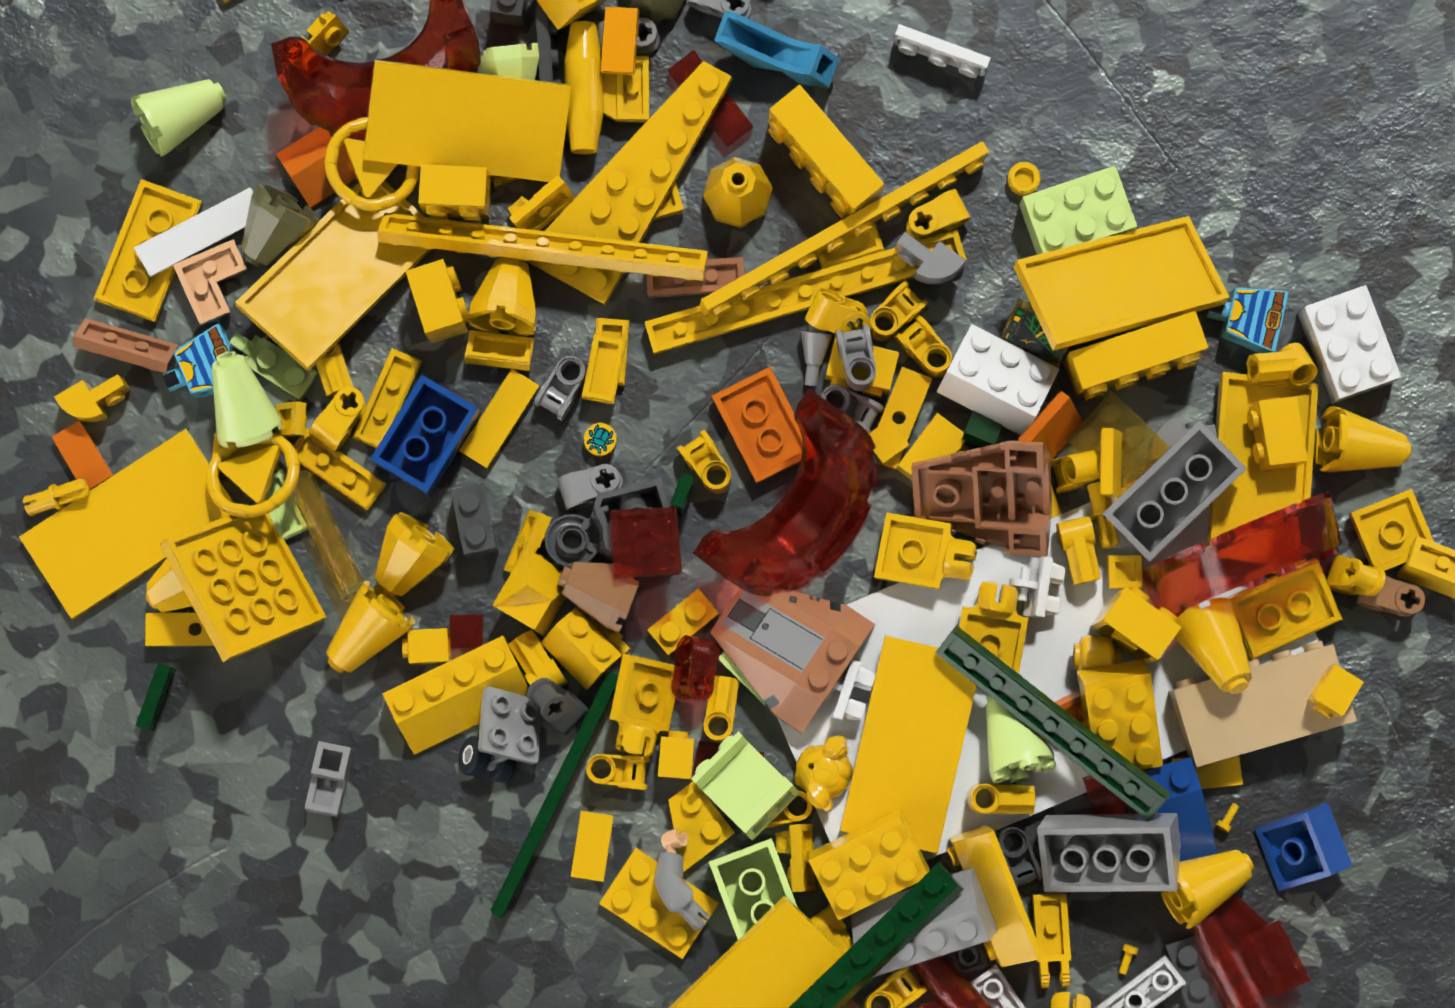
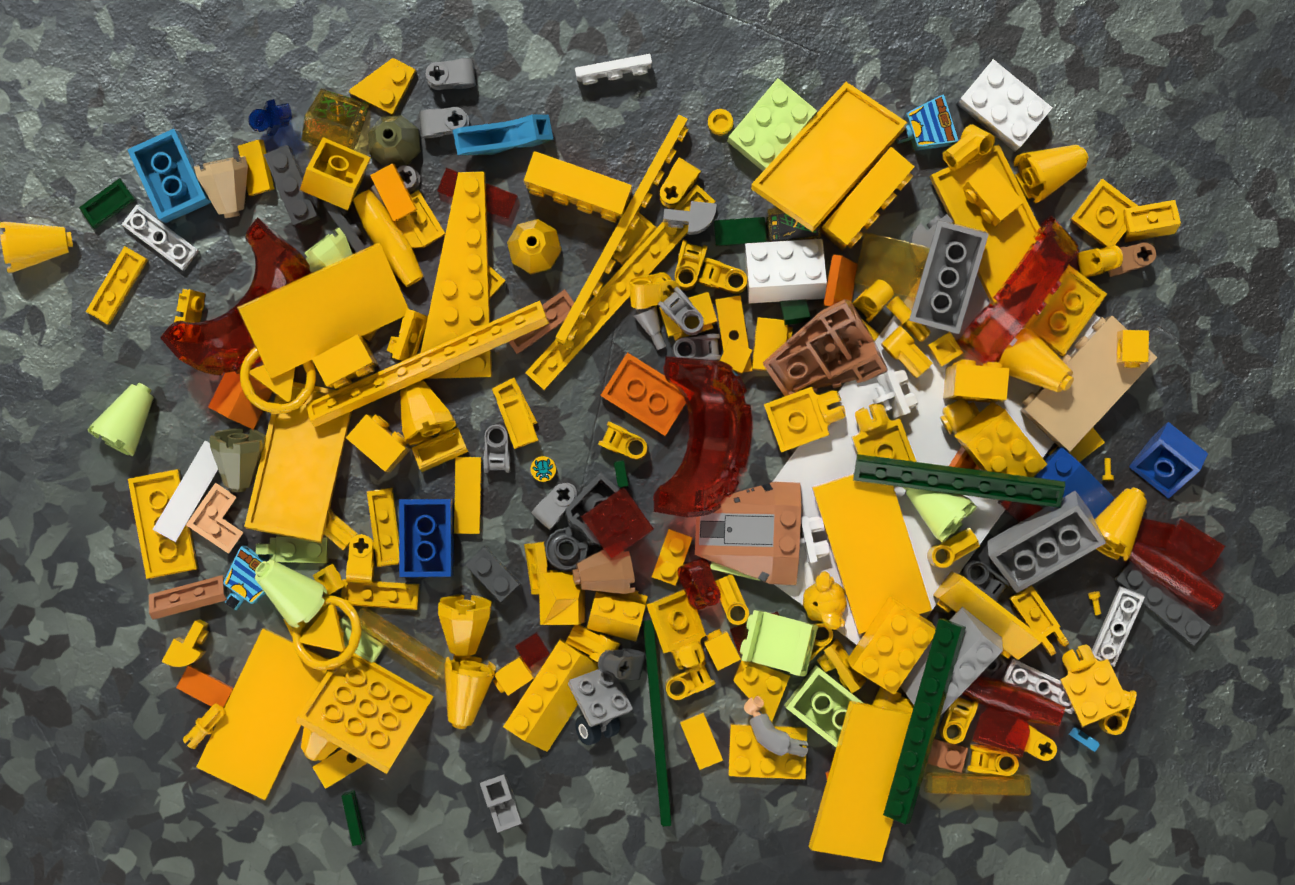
camera: 30 degrees left, 5 degrees up
(973, 308) = (739, 231): none -> dark green tile
(1110, 462) = (894, 282): yellow tile -> none

